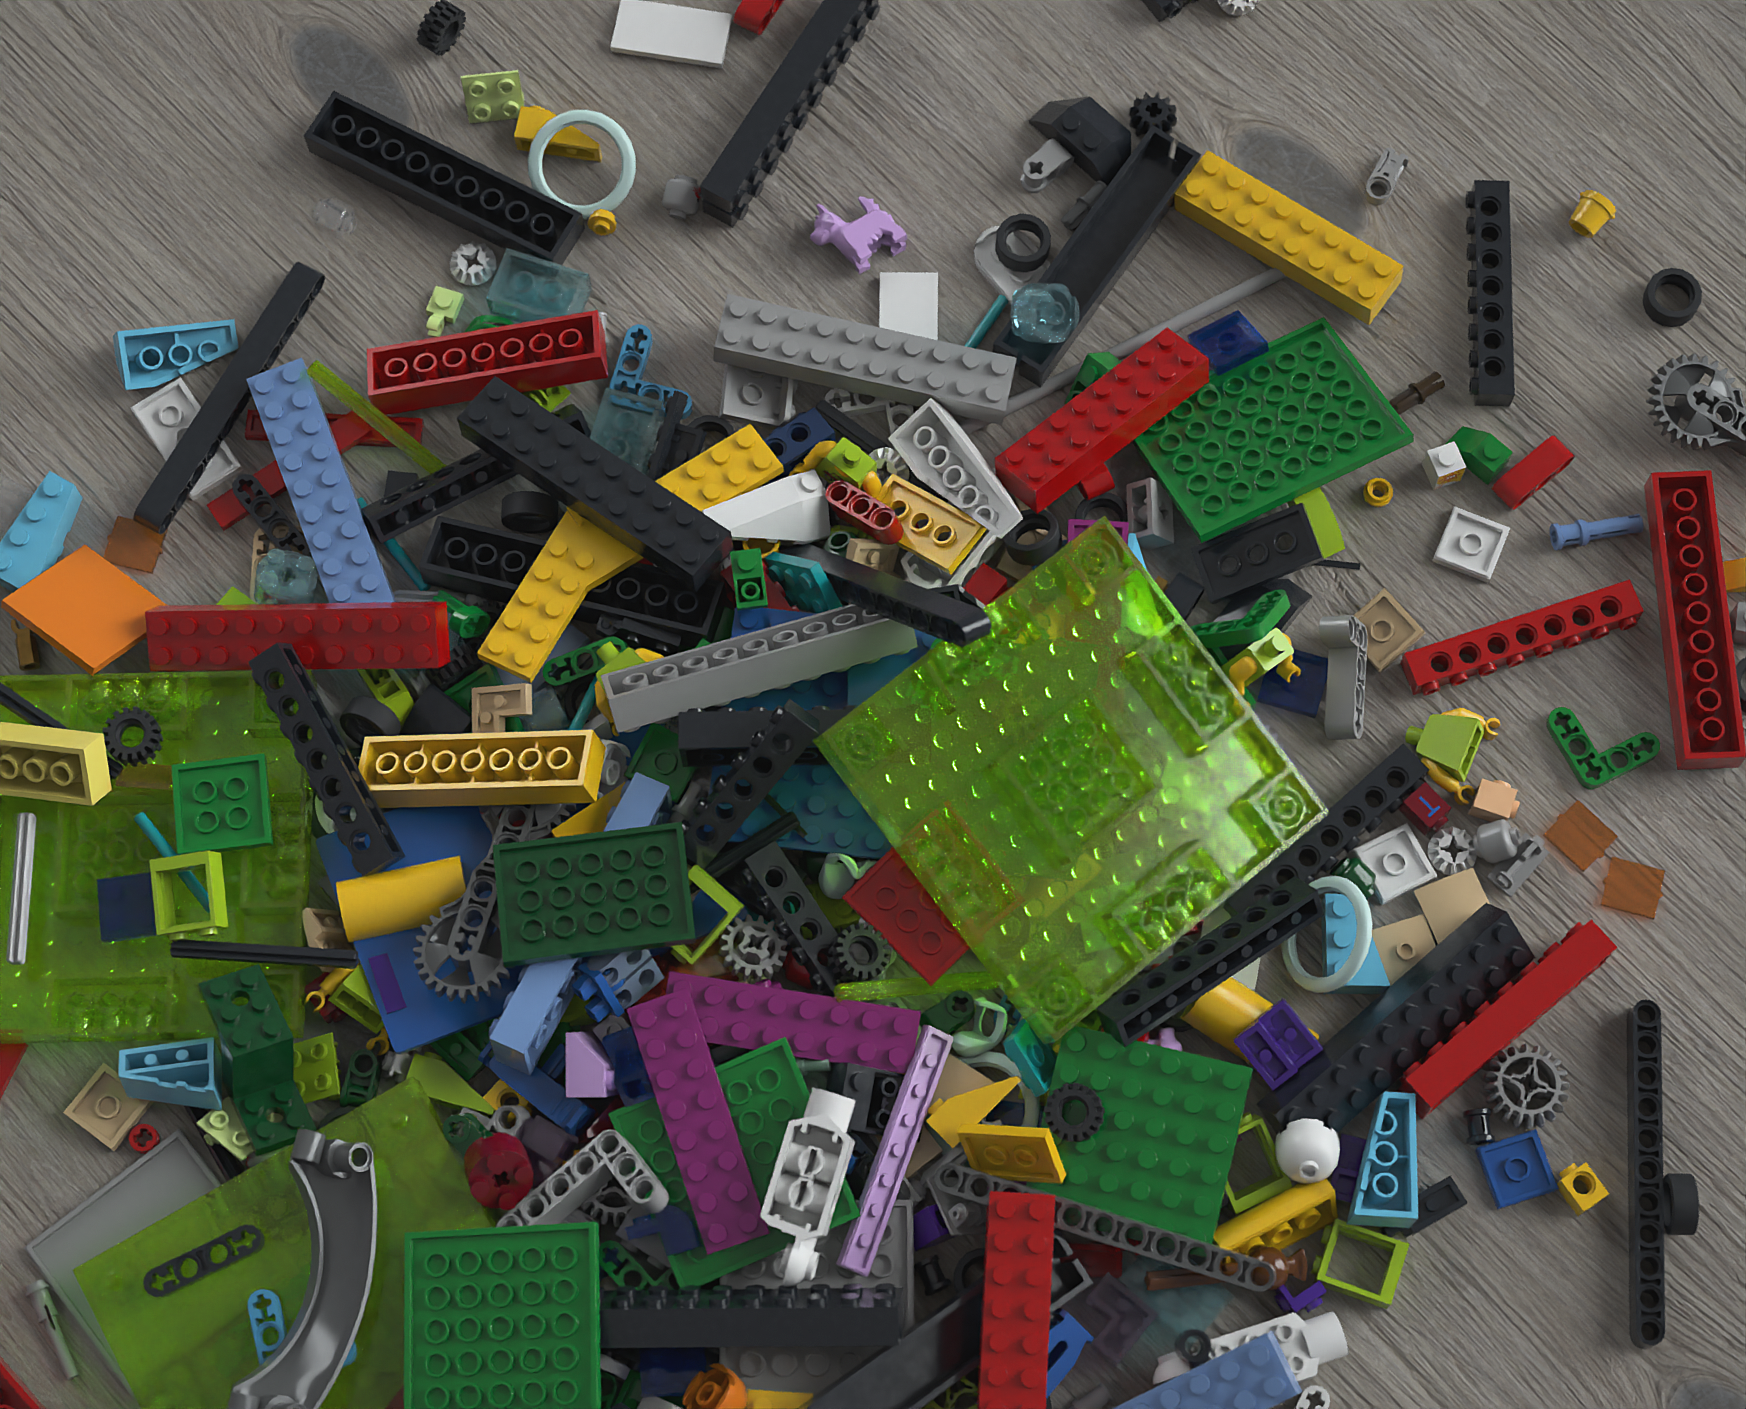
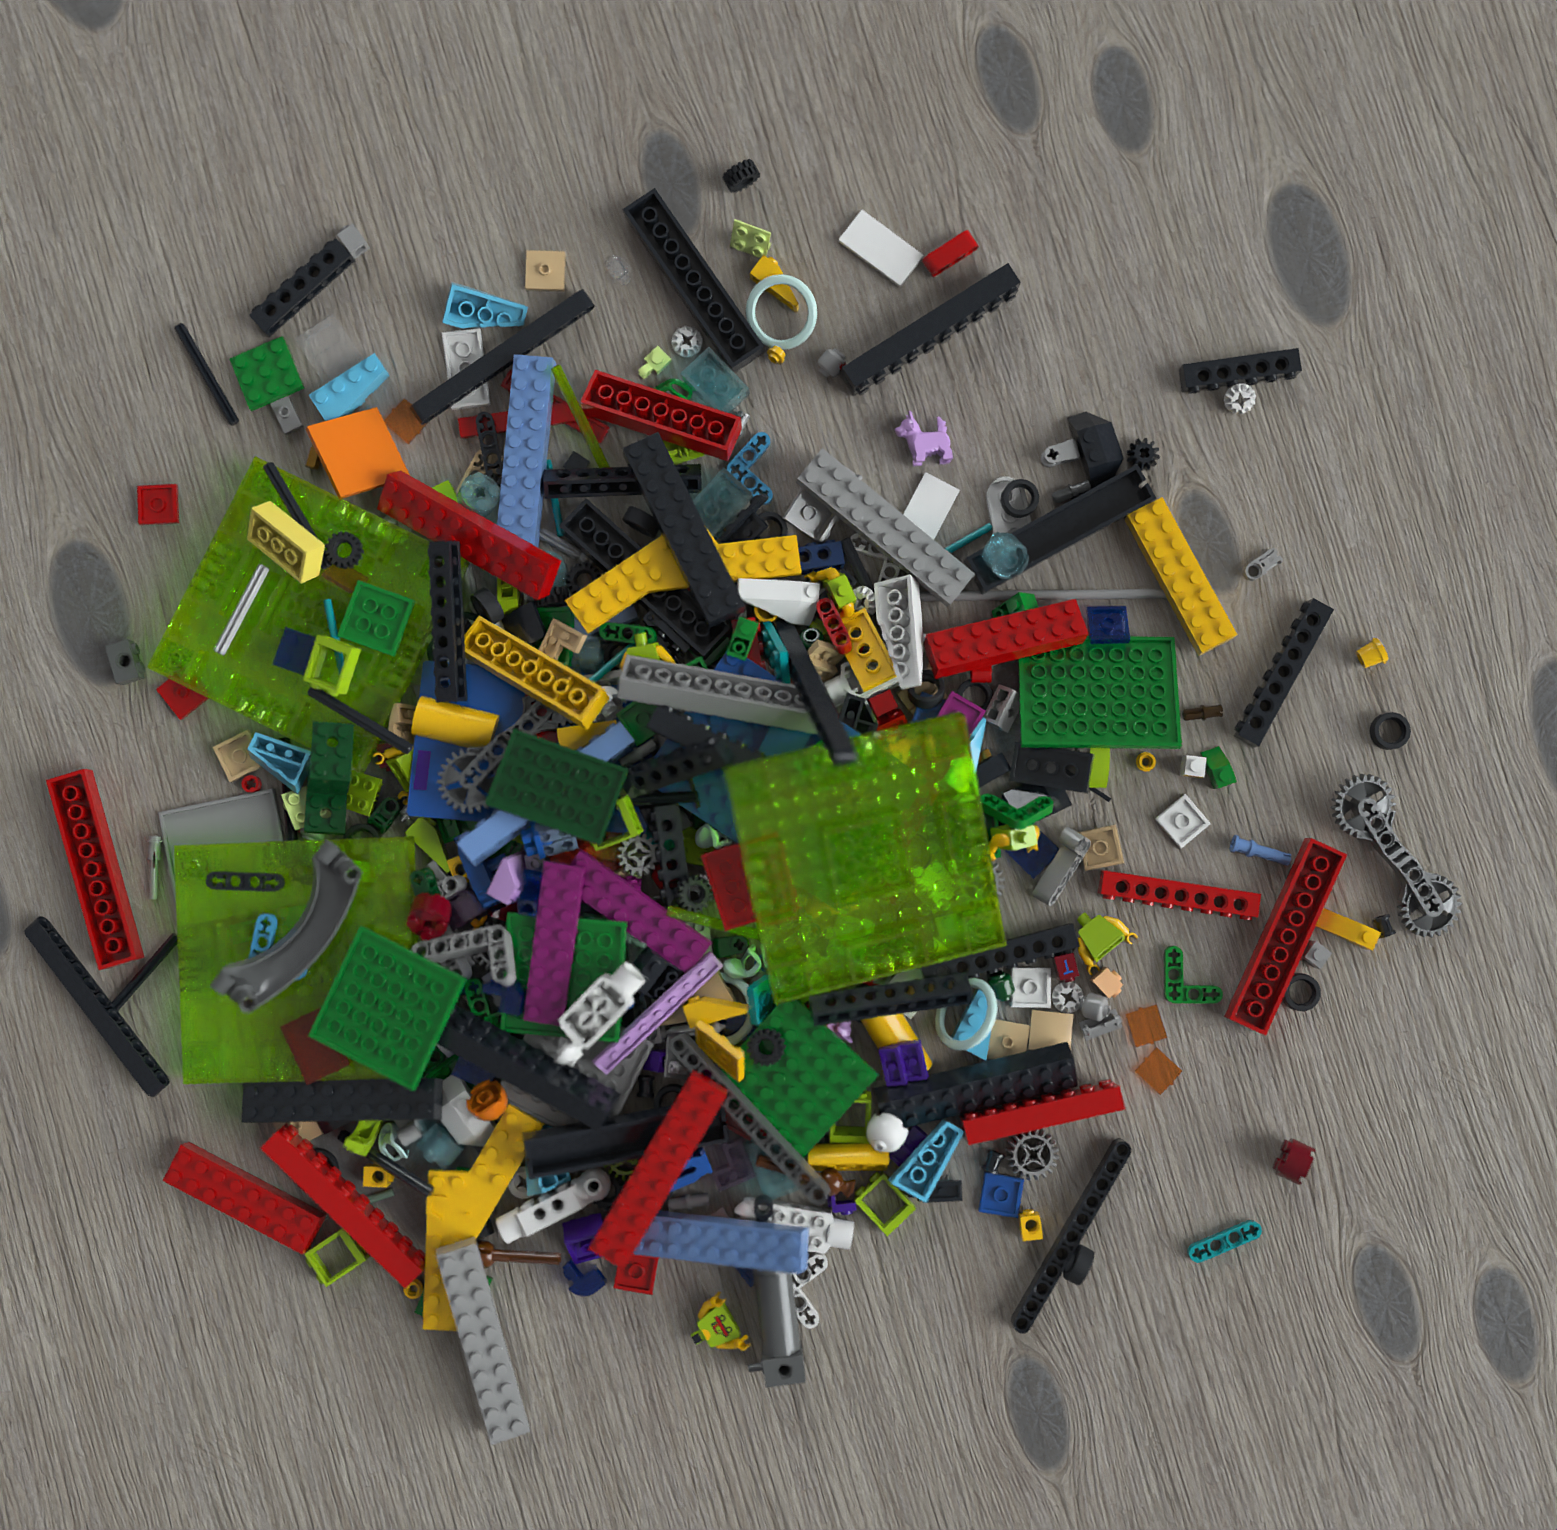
camera: 30 degrees right, 15 degrees up
(235, 265) = (545, 270): none -> tan plate
(465, 620) = (571, 572): green piece -> none
(1533, 472) = (1243, 797): red beam -> none

